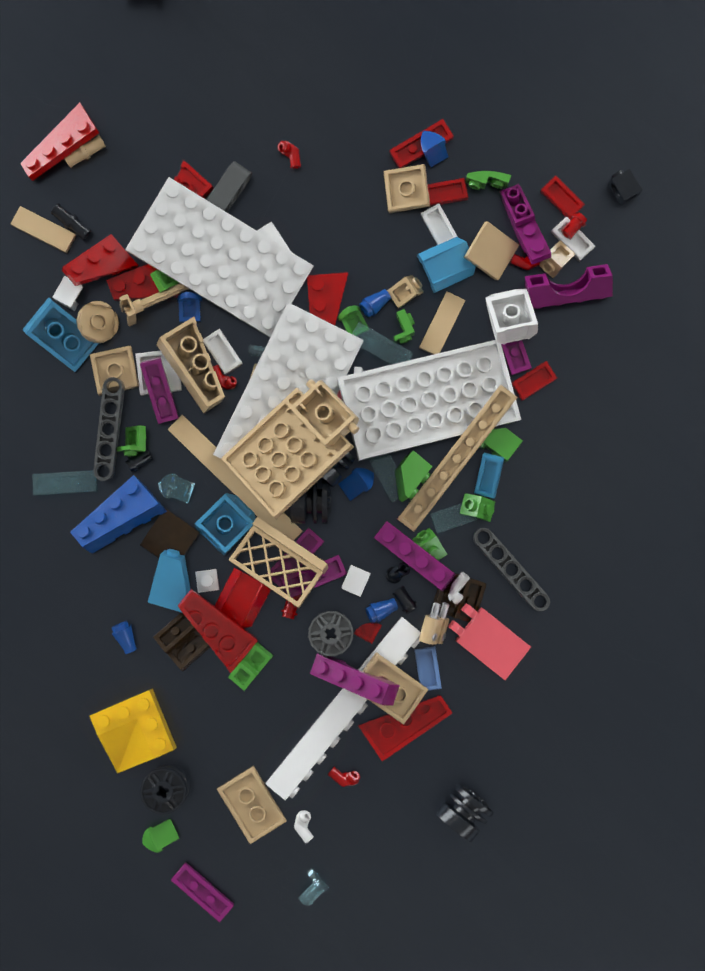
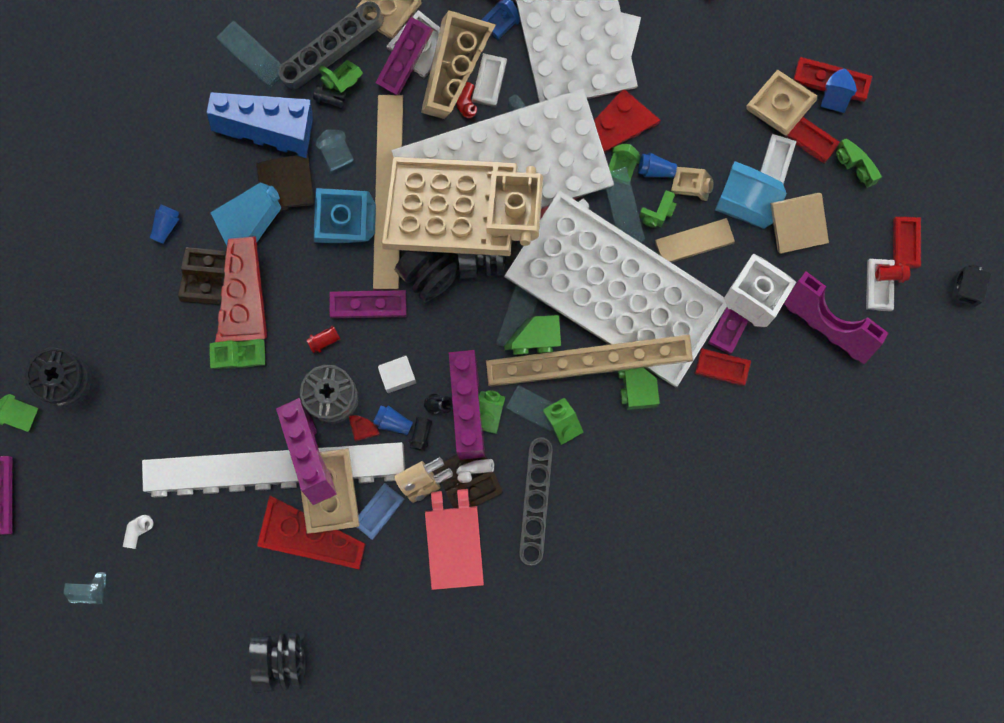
camera: 45 degrees right, 5 degrees down
(133, 731) = (87, 304): yellow slope -> none
(207, 580) = (278, 248): white plate -> none
(242, 598) = (291, 292): red slope -> none
(251, 804) = (115, 468): tan tile -> none
(289, 547) = (369, 282): tan fence -> none
(335, 571) = (365, 334): magenta plate -> none
(344, 779) = (211, 528): red arm -> none
(357, 482) = (485, 296): blue tile -> none
(489, 475) = (600, 404): dark azure tile -> none
(523, 263) = (821, 265): red arm -> none
(524, 224) = (851, 230): magenta slope -> none
(560, 257) = (848, 285): tan bracket -> none

